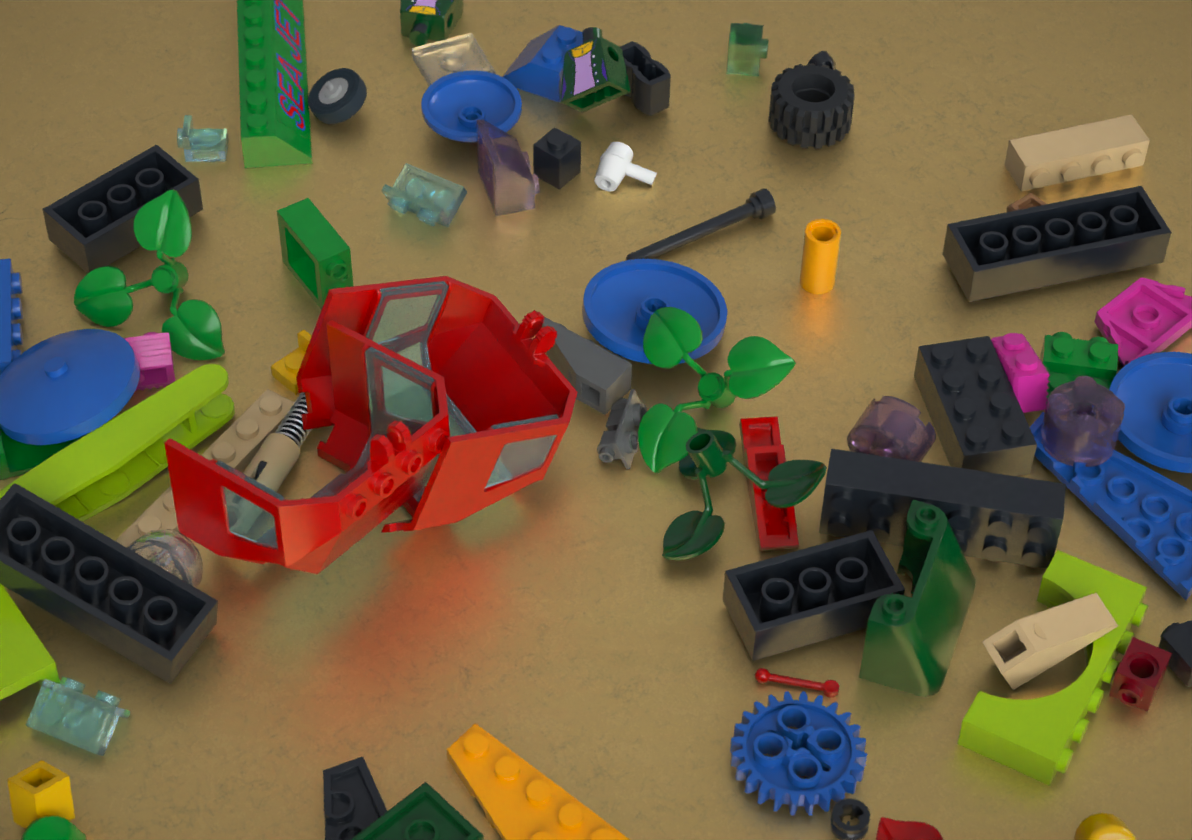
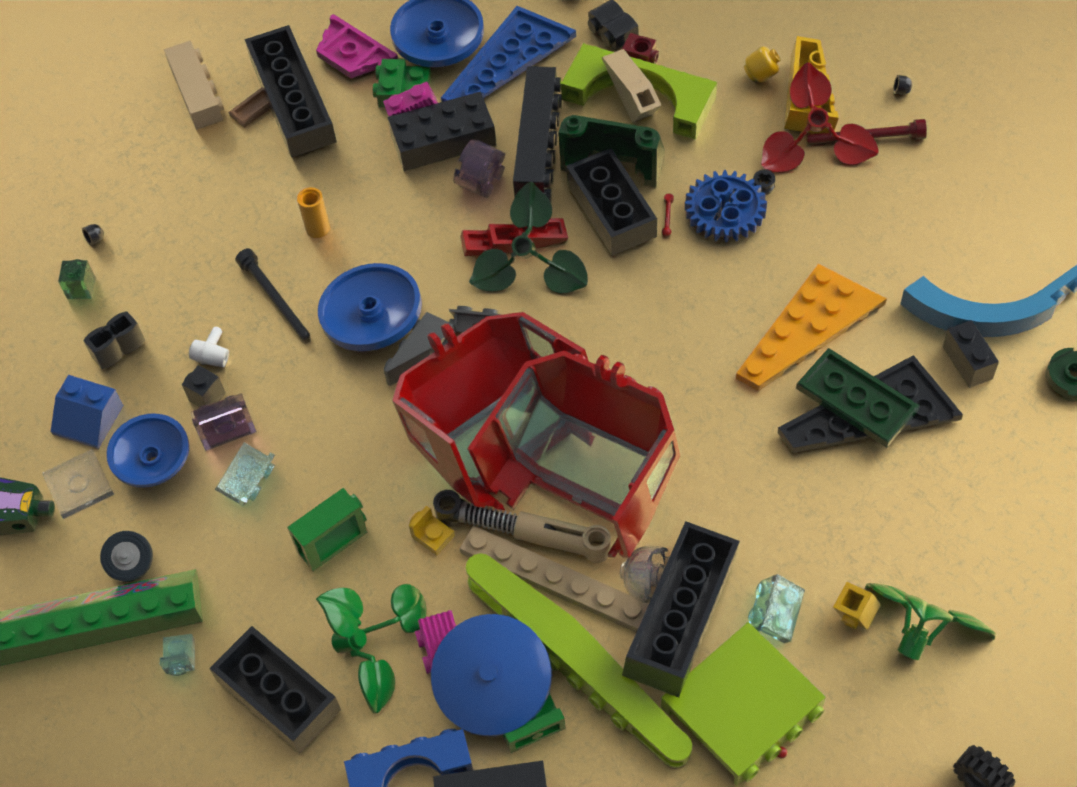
camera: 90 degrees left, 10 degrees up
(593, 72) = (115, 364): dark green torso -> none
(669, 337) = (416, 278): green plant -> none
(811, 105) = (140, 218): black tyre -> none
(1082, 422) = (460, 69): clear purple brick -> none

